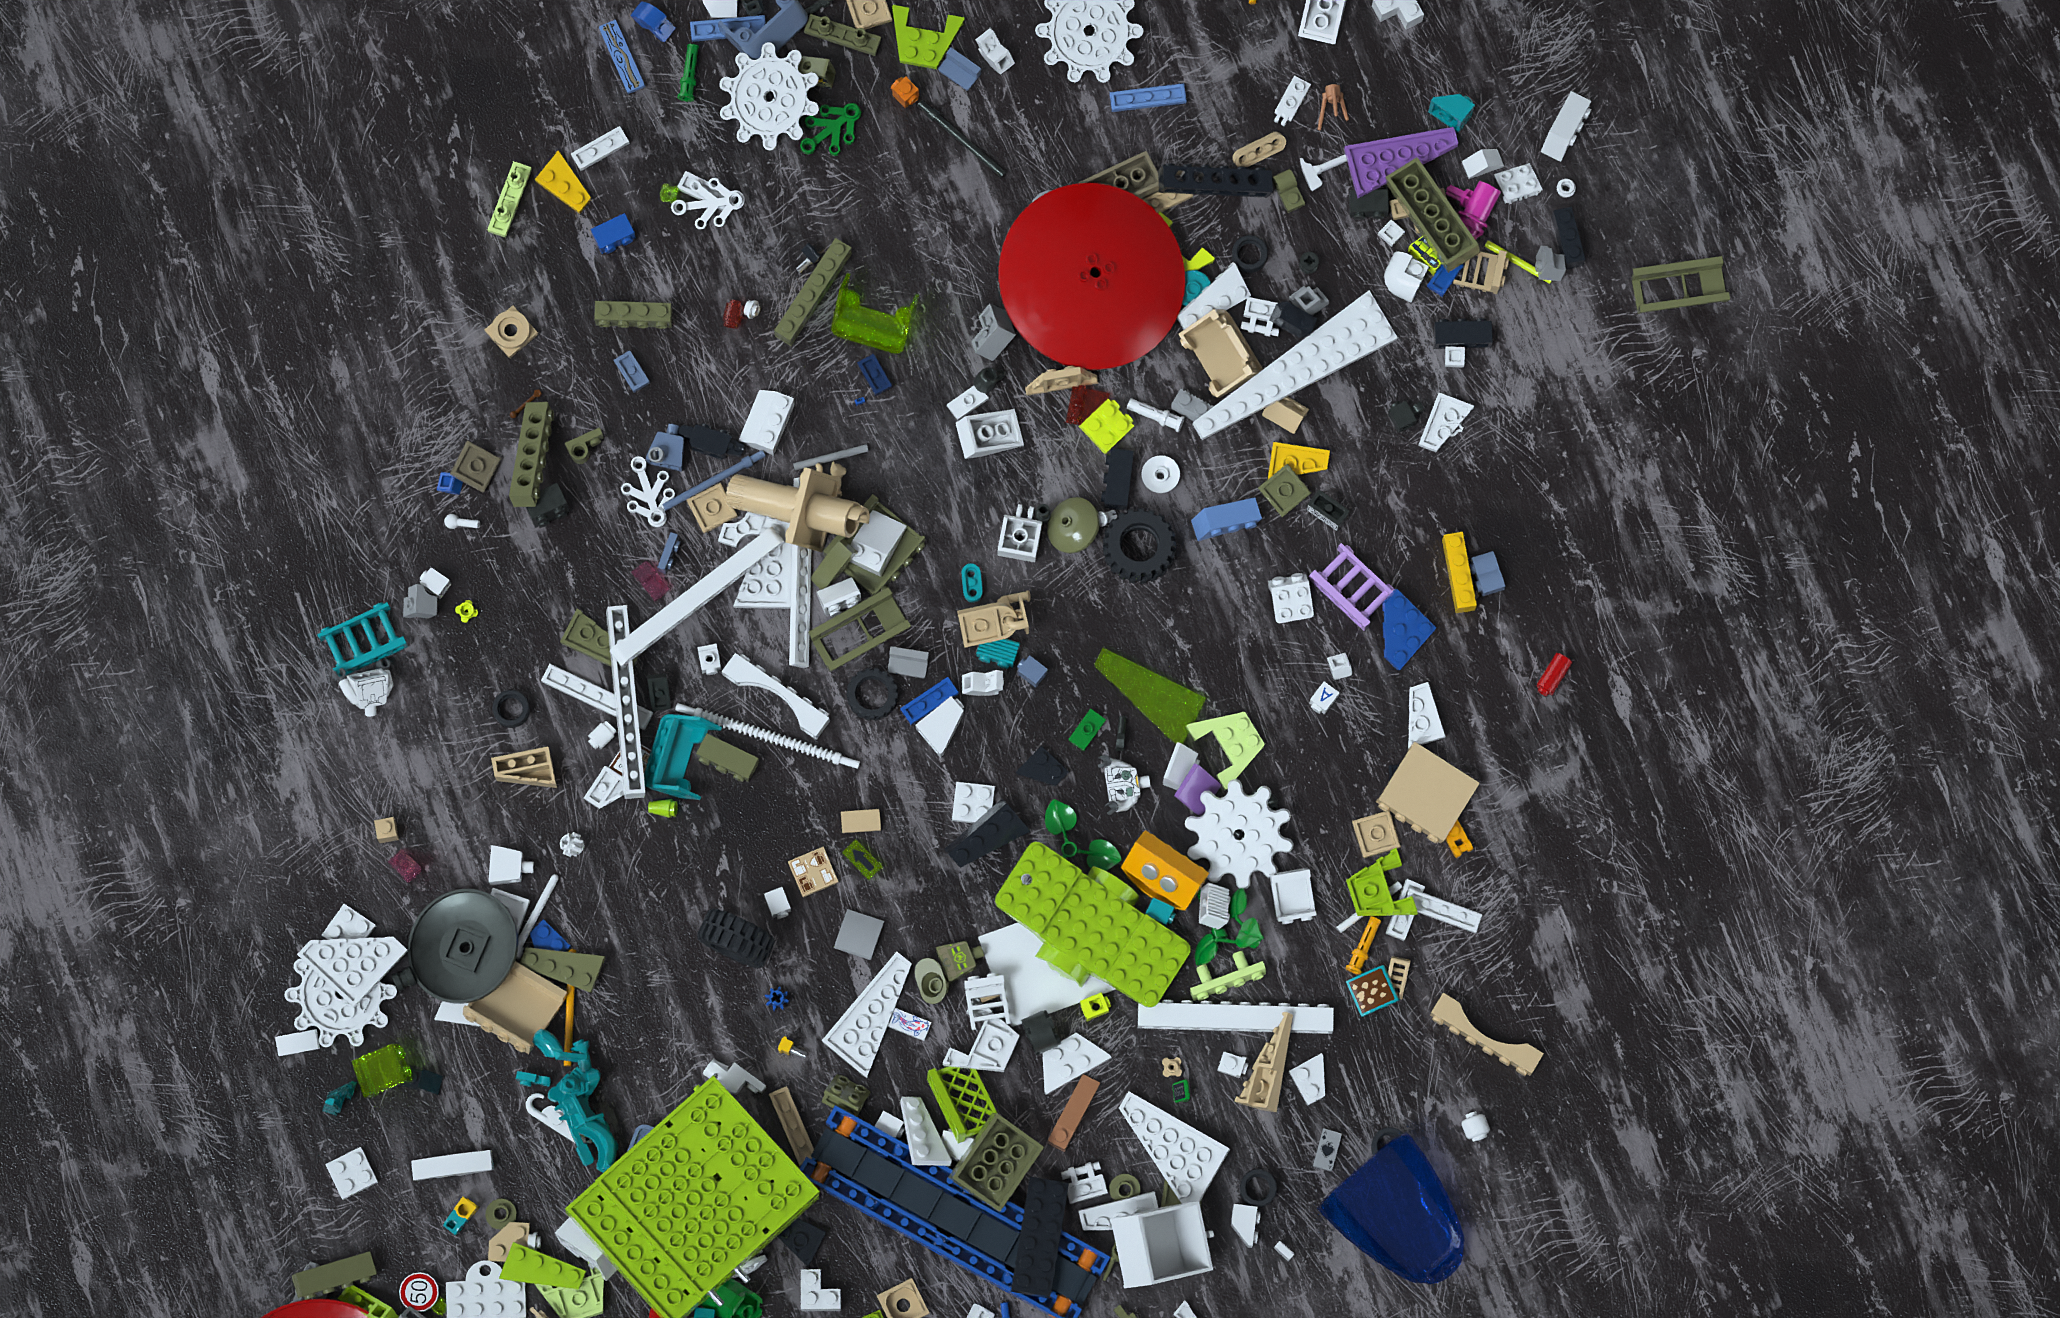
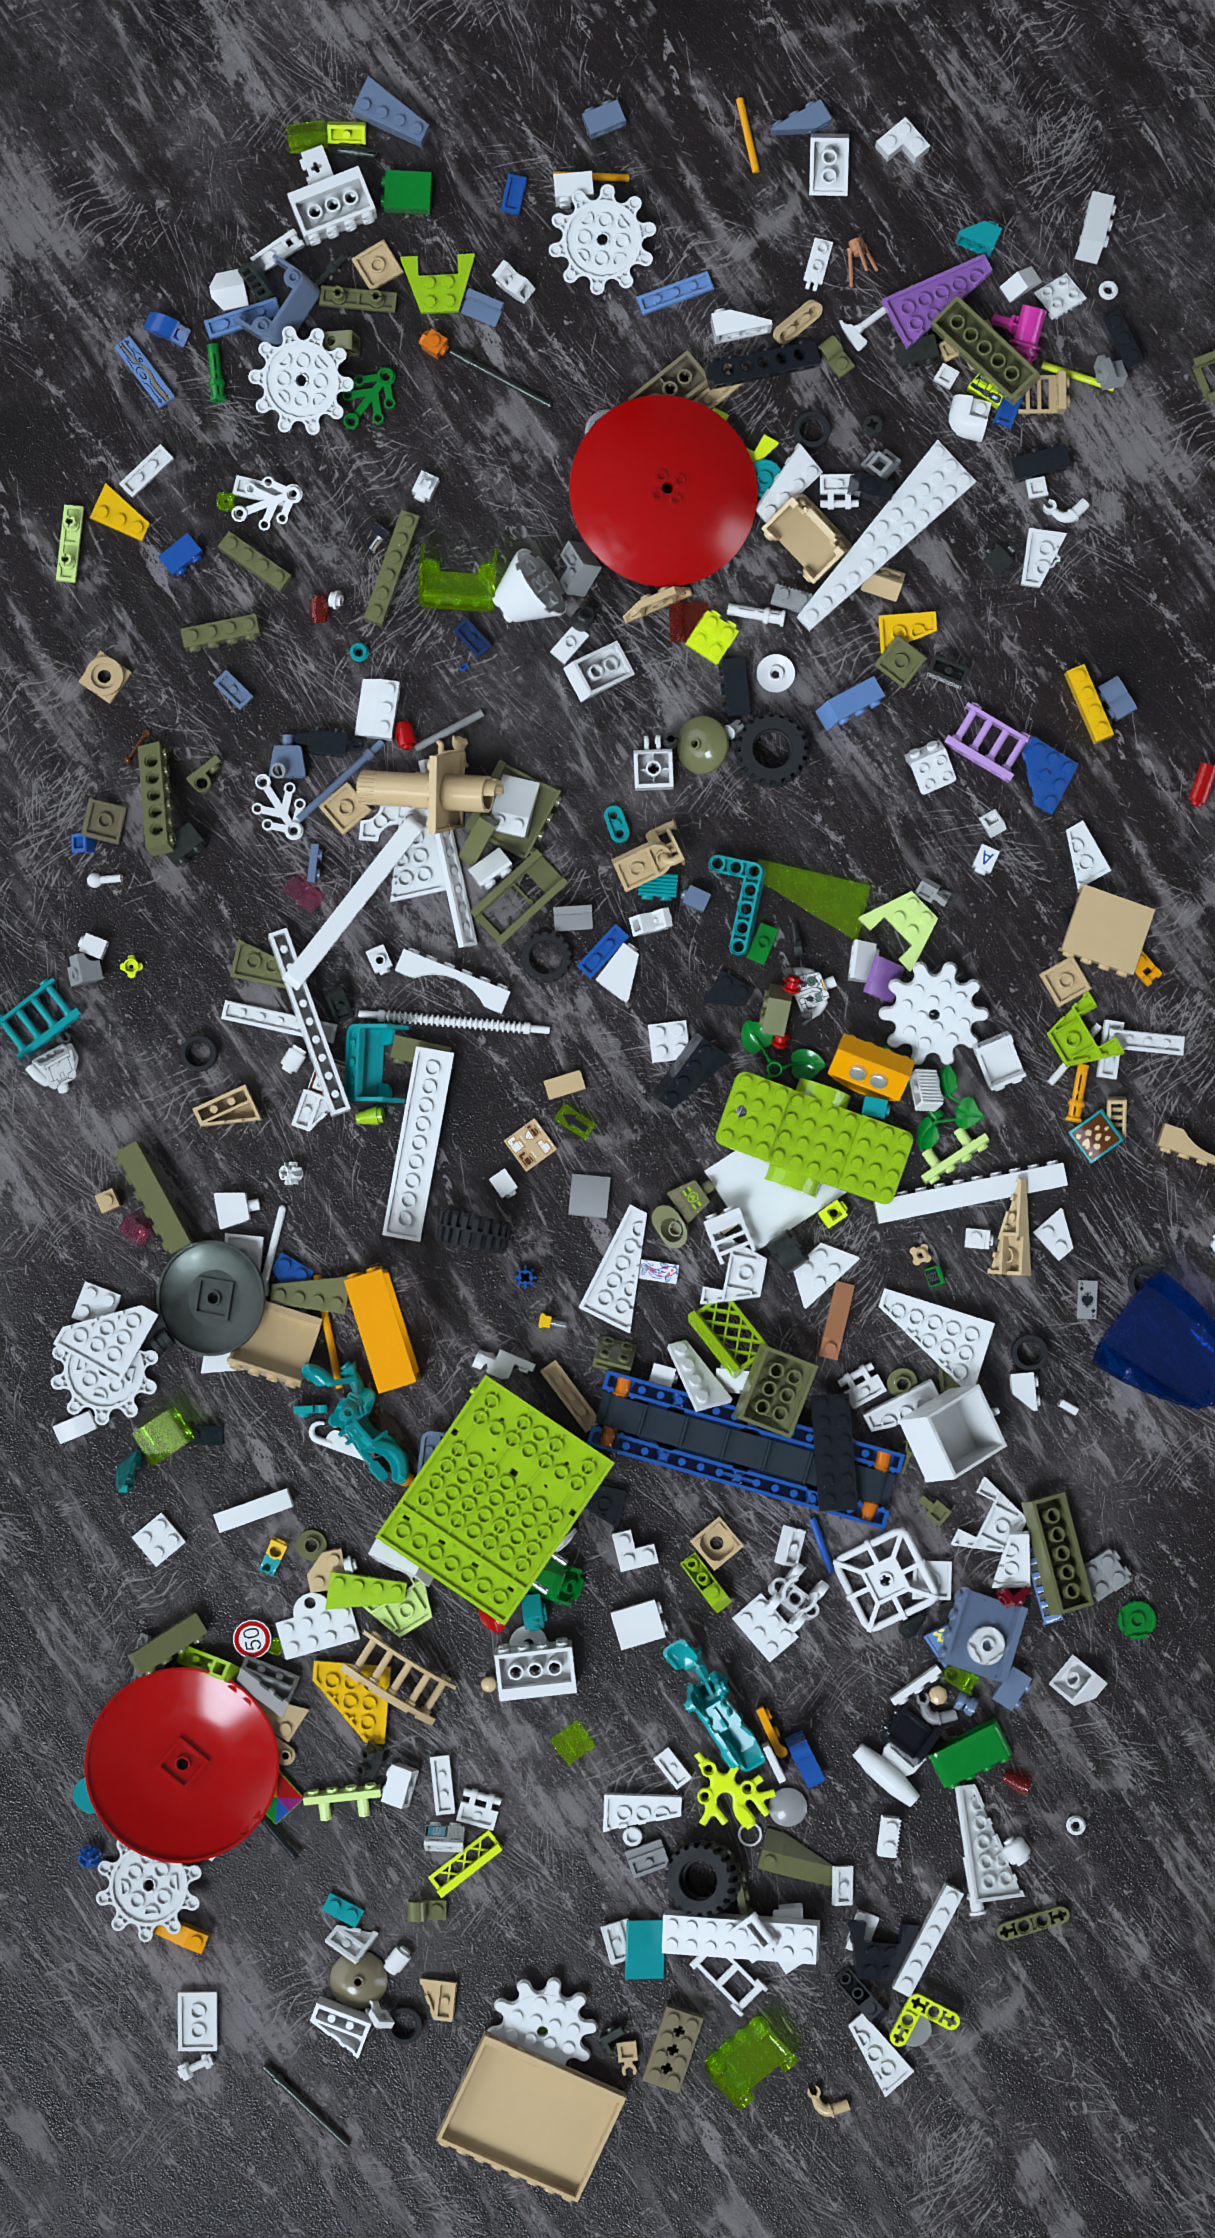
camera: 10 degrees left, 10 degrees up
(432, 834) = (154, 1197): none -> olive brick
(623, 1010) = (382, 1329): none -> light orange door
(682, 256) = (255, 562): none -> olive brick
(703, 843) = (418, 1143): none -> white plate
(759, 358) = (354, 648): none -> teal plate
(786, 451) = (405, 735): none -> red brick
(864, 223) = (425, 487): none -> white brick
(940, 340) = (529, 590): none -> white cone
(1079, 681) = (745, 898): none -> teal beam
(1086, 793) = (776, 1010): none -> olive brick
(1200, 140) = (735, 325): none -> white slope
(1262, 717) = (930, 890): none -> light grey plate
(1482, 390) = (1071, 514): none -> white piece

